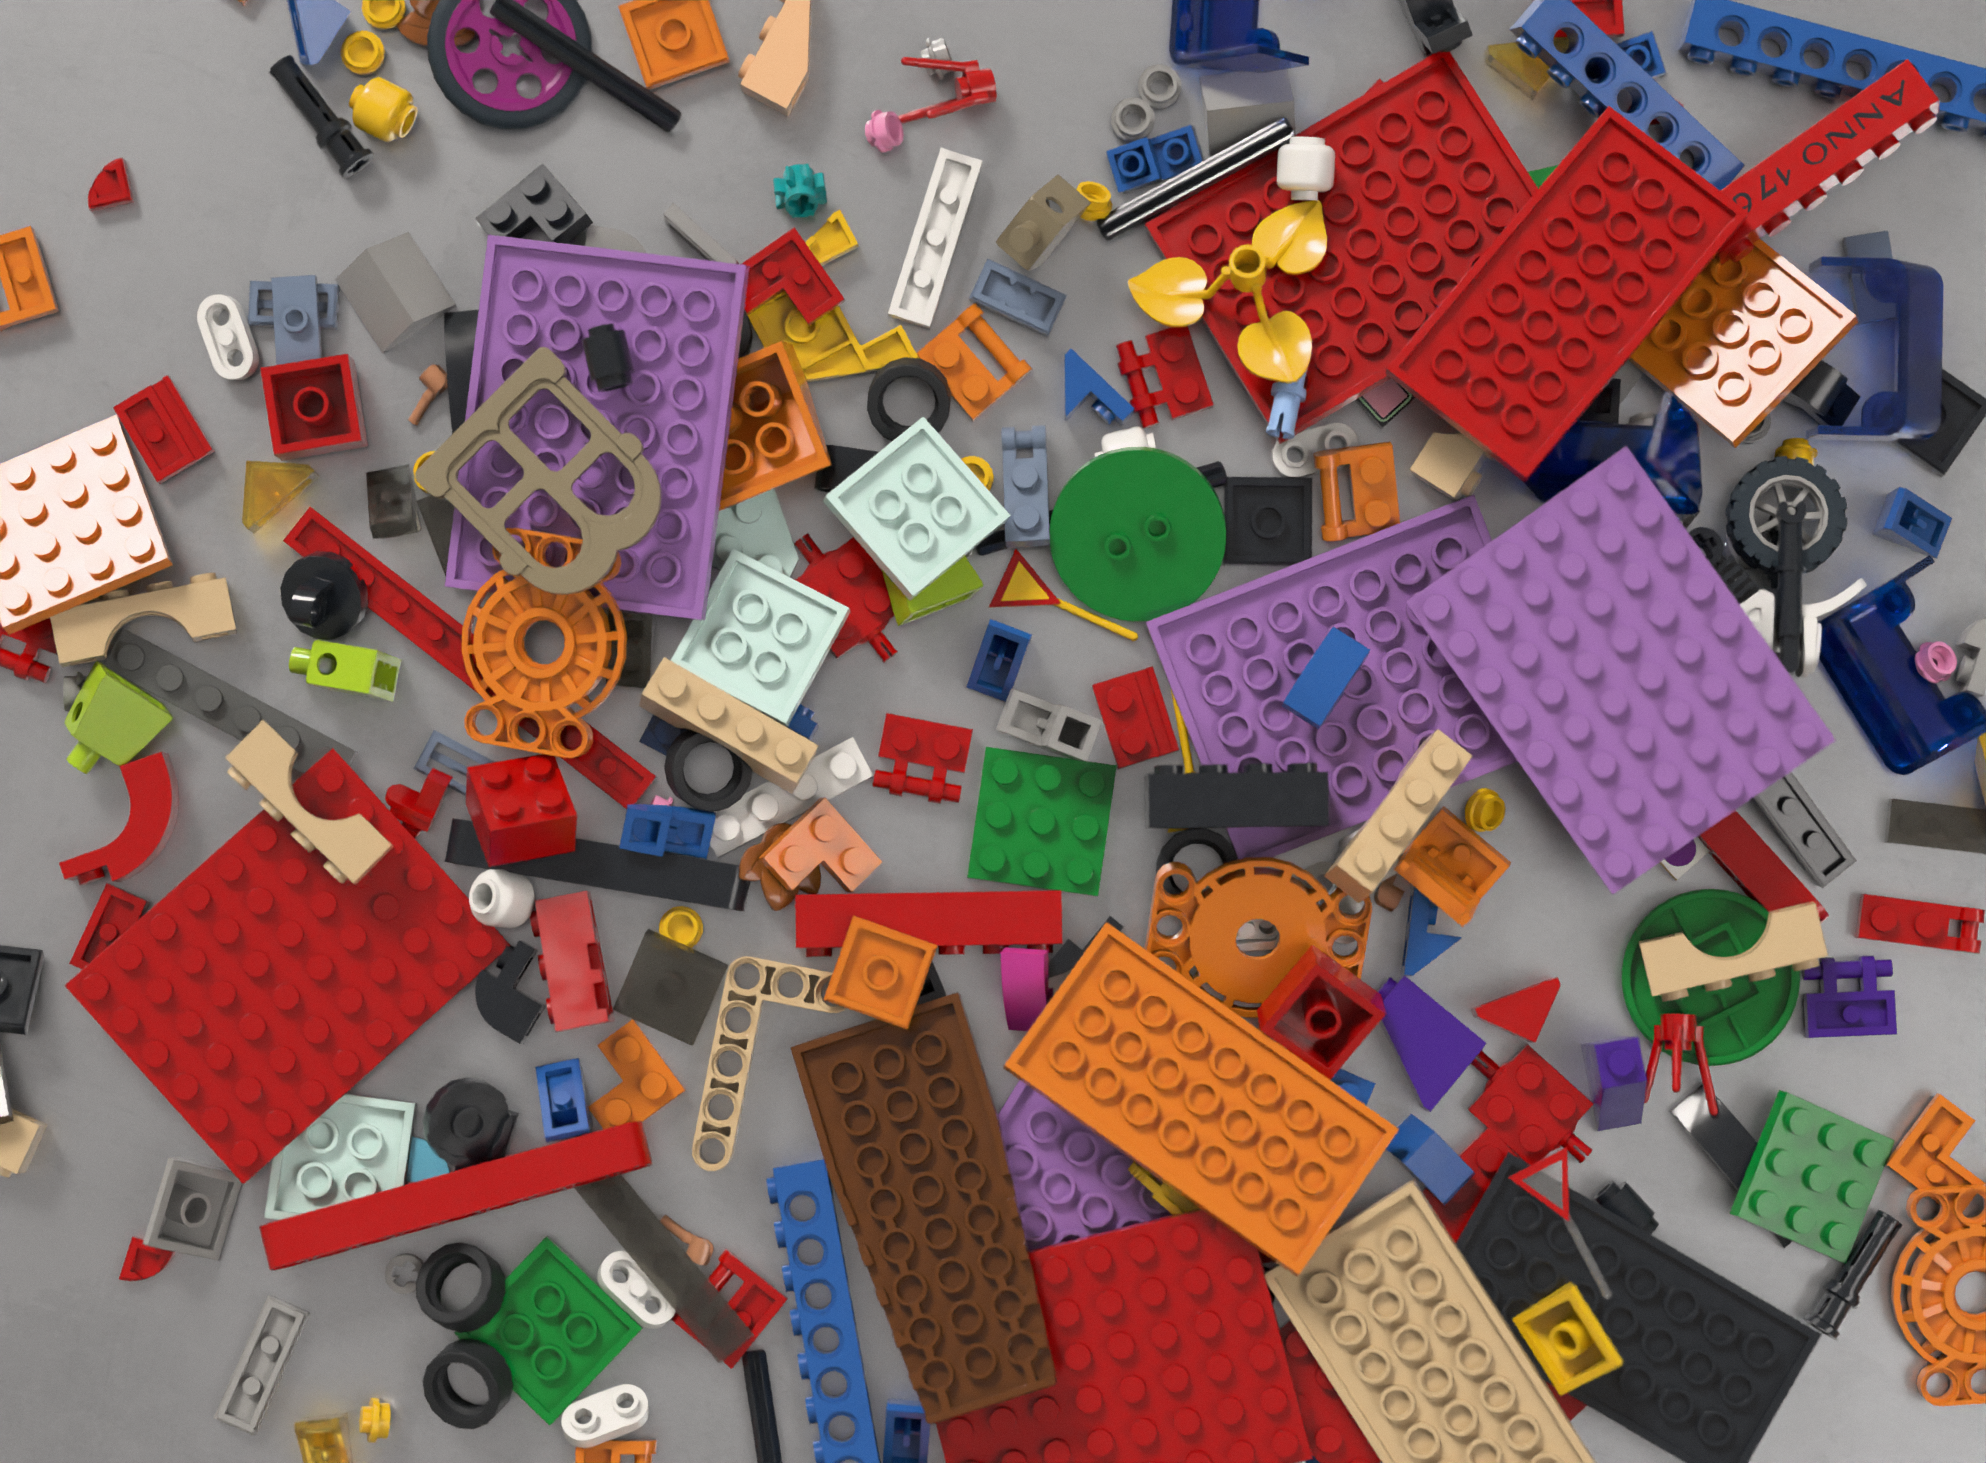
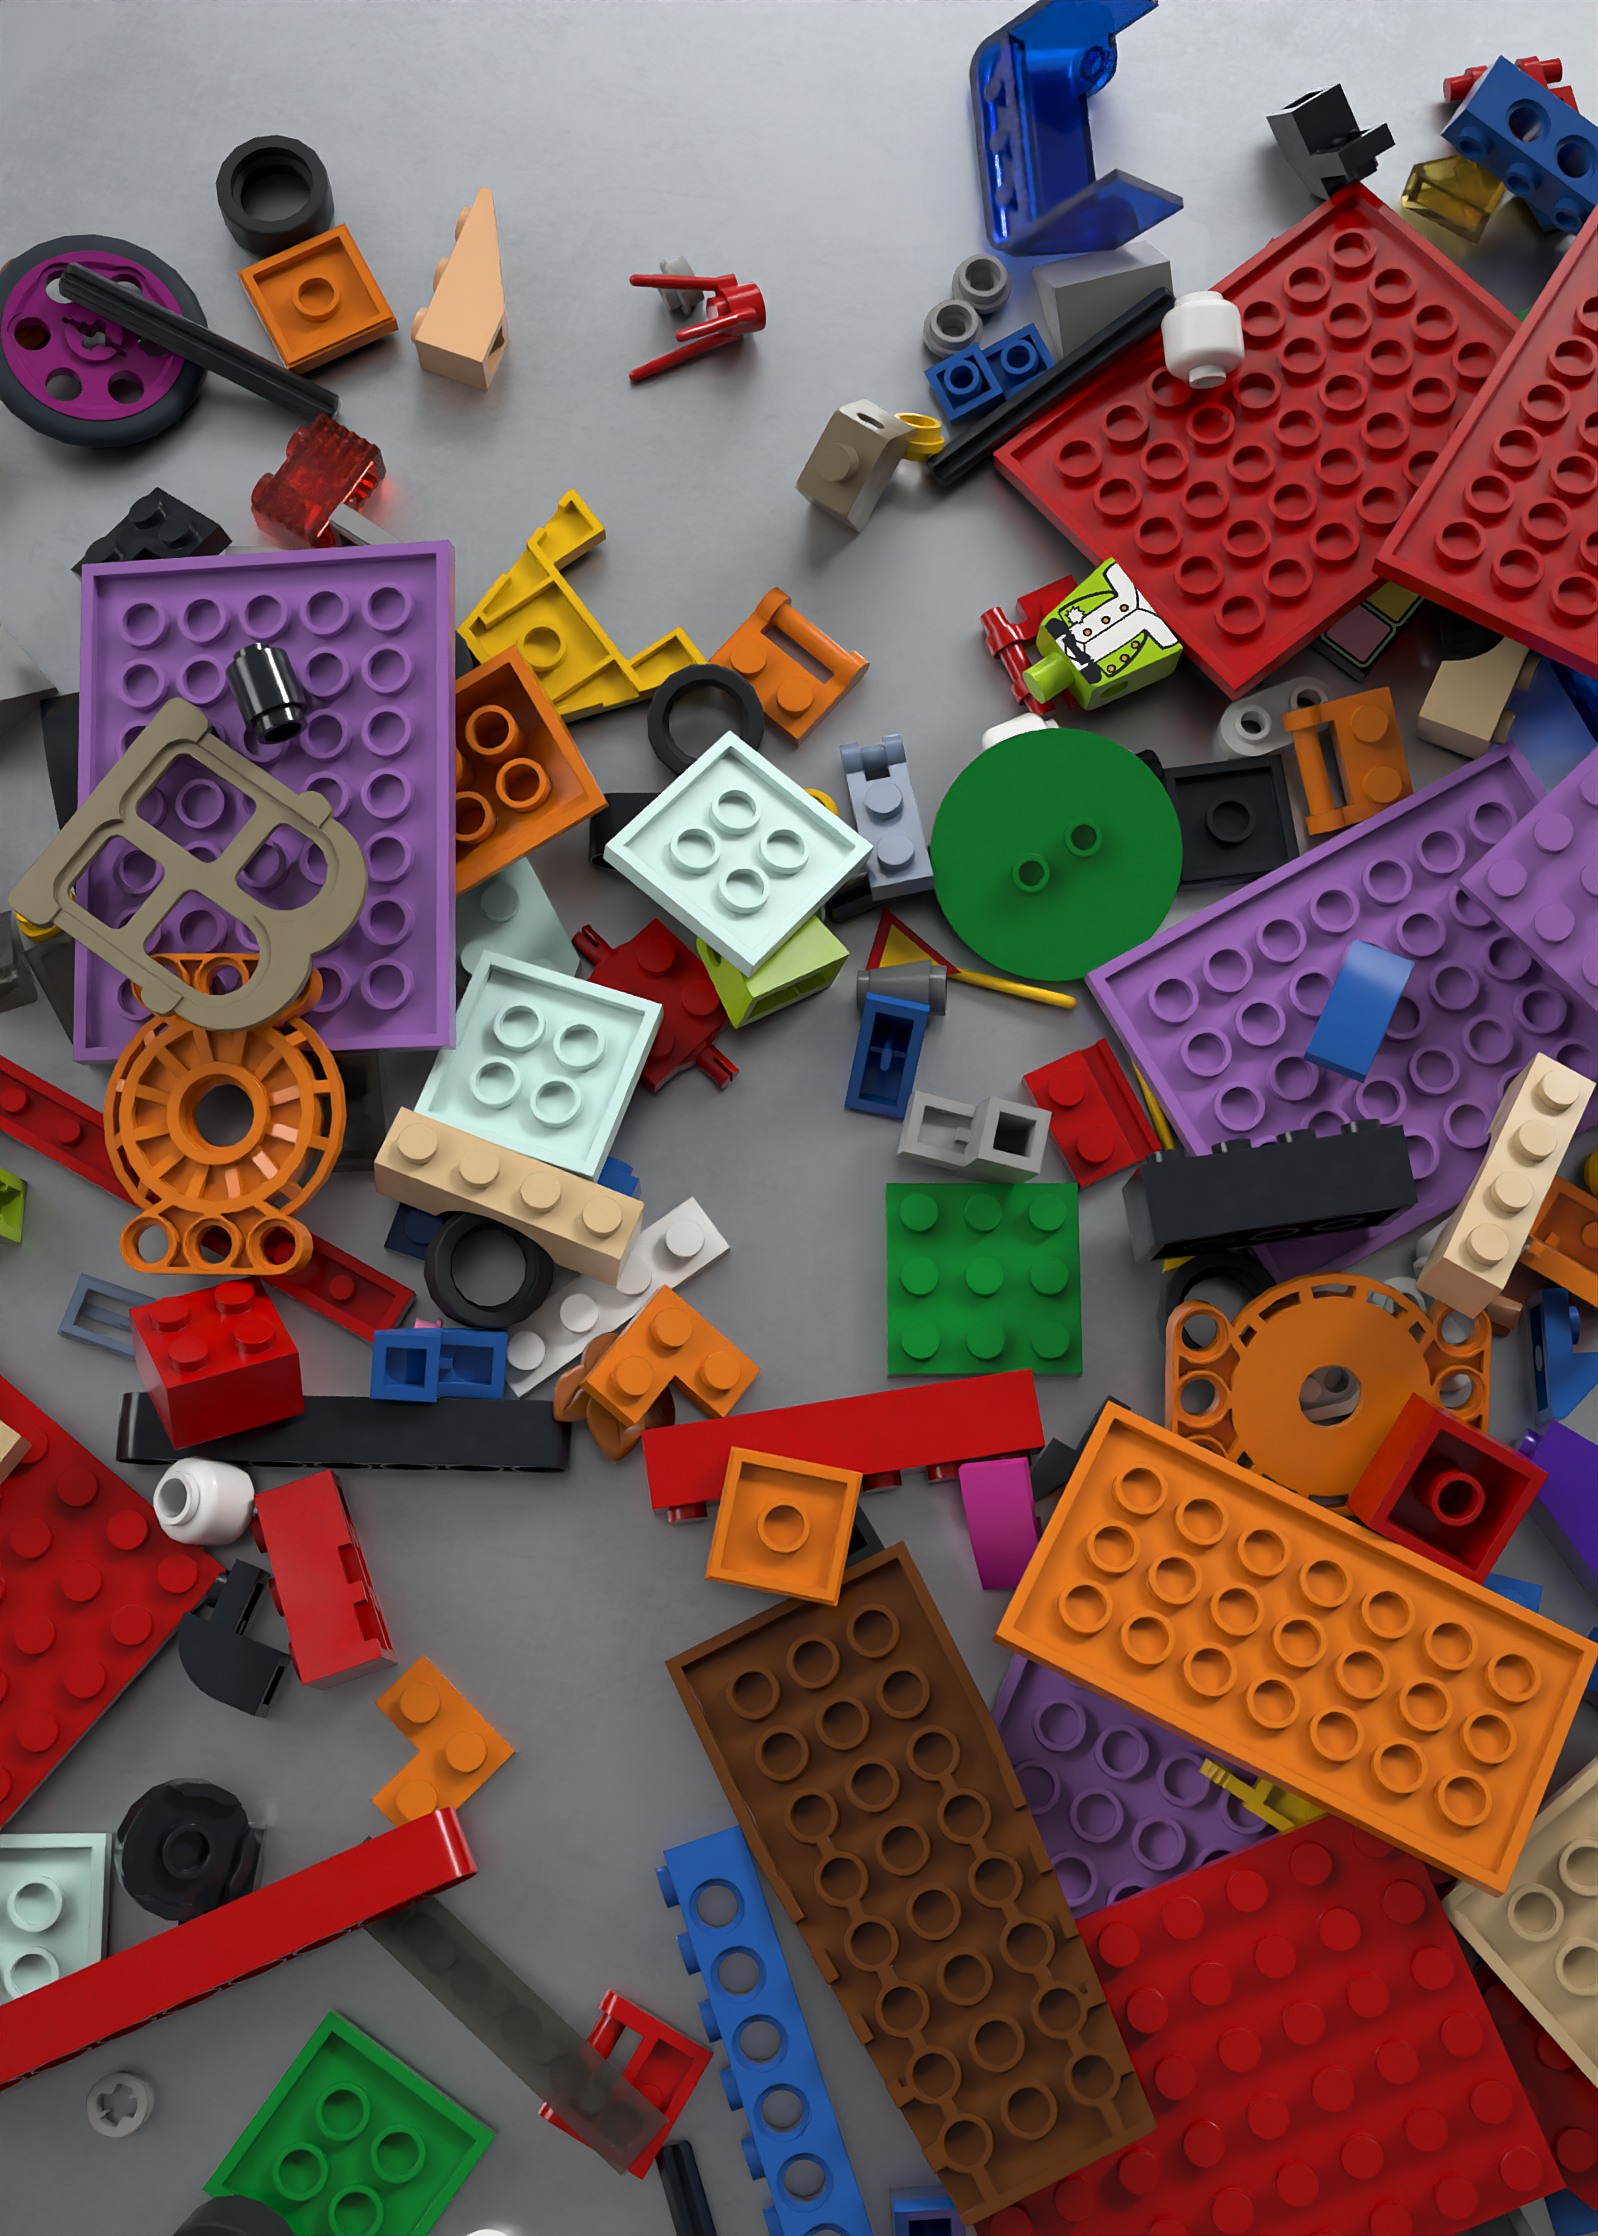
camera: 10 degrees left, 10 degrees down
(420, 808) = (72, 1388): red piece -> none
(424, 1162) = (128, 1922): medium azure tile -> none
(436, 381) = (36, 791): nougat hand -> none
(436, 1270) = (161, 2104): black tyre -> none
(563, 1100) = (331, 1794): blue slope -> none
(634, 1292) = (476, 2080): white plate -> none
(658, 180) = (320, 471): none -> clear red brick
(670, 987) = (473, 1598): clear smoke plate -> none
(682, 925) = (478, 1509): yellow plate -> none
(699, 1249) = (568, 1994): nougat hand -> none
(744, 1044) = (595, 1666): tan beam -> none
(791, 268) = (519, 566): red plate -> none
(800, 190) = (528, 476): teal gear -> none
(884, 130) = (619, 384): bright pink plate -> none
(922, 744) = (797, 1194): red plate -> none
(935, 238) = (709, 512): white plate -> none
(1017, 297) = (835, 573): sand blue plate -> none
(1020, 612) = (910, 981): none -> dark grey cone
(1084, 382) = (949, 669): blue slope -> none
(1193, 385) = (1101, 642): none -> torso
(1277, 346) = (1206, 562): yellow plant -> none
(1285, 407) = (1238, 623): light blue pin -> none

